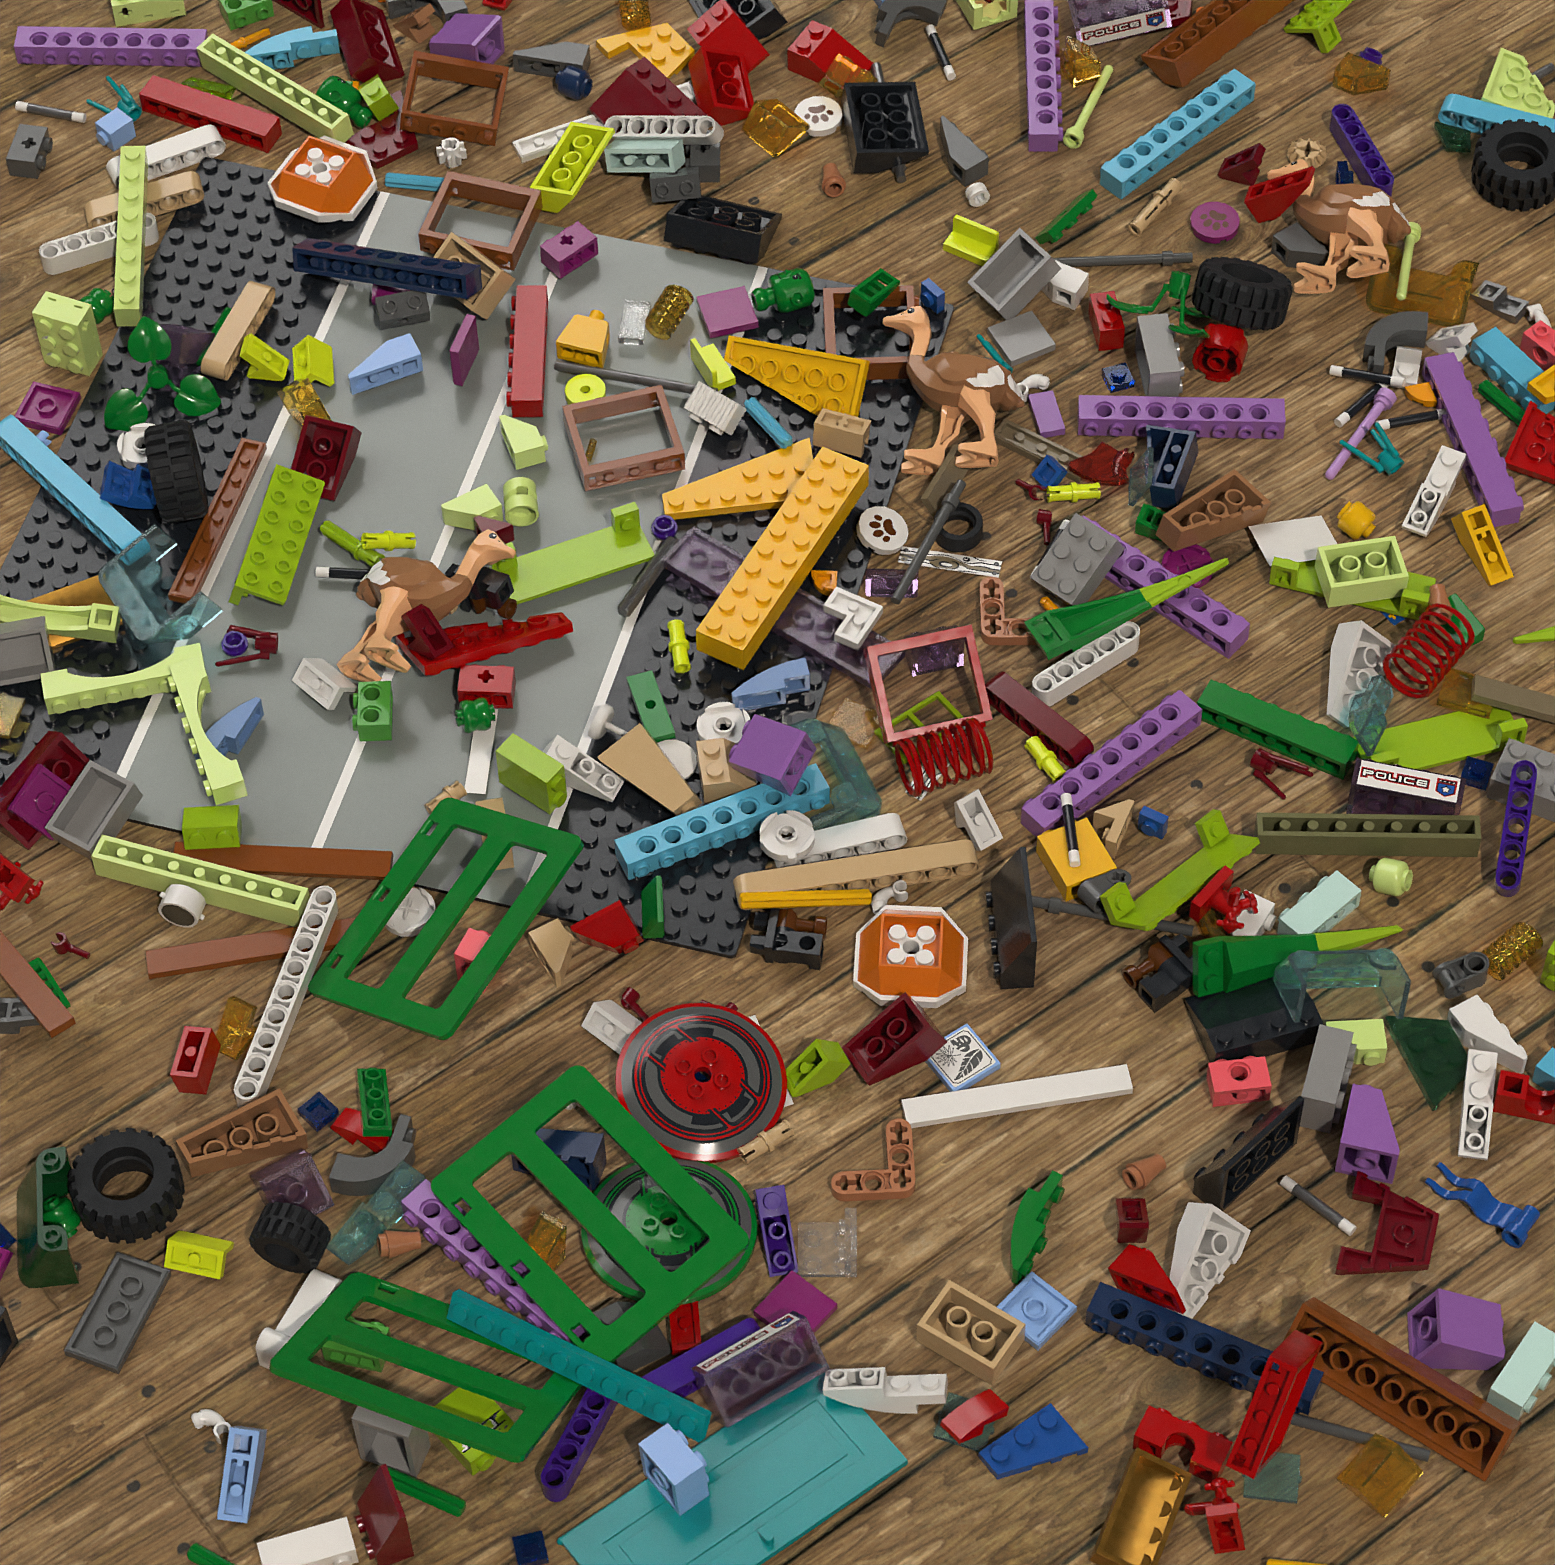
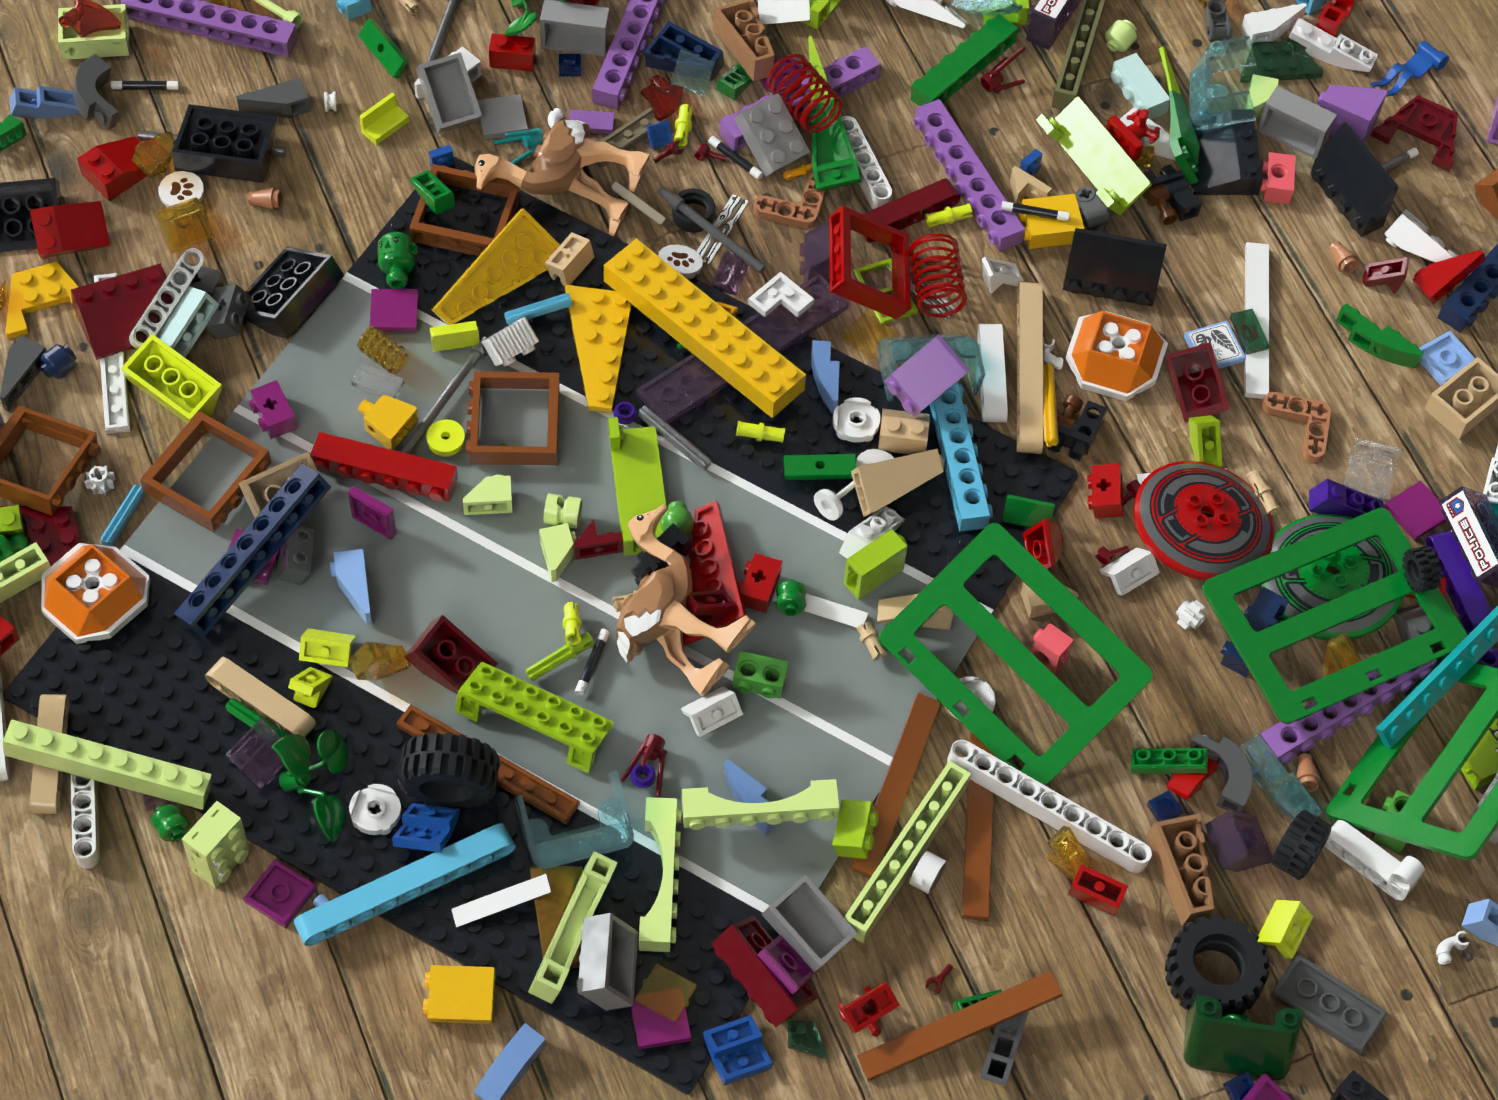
camera: 80 degrees left, 5 degrees up
(66, 563) = (501, 900): none -> white sticker
(538, 597) = (680, 516): none -> bright green piece
(661, 1280) = (1421, 569): none -> black tyre
(711, 980) = (1107, 490): none -> red brick
(721, 84) = (120, 247): red slope -> none
(787, 850) = (989, 410): white plate -> none
(989, 1086) = (1249, 331): none -> clear green tile
(1141, 556) = (819, 80): none -> red piece

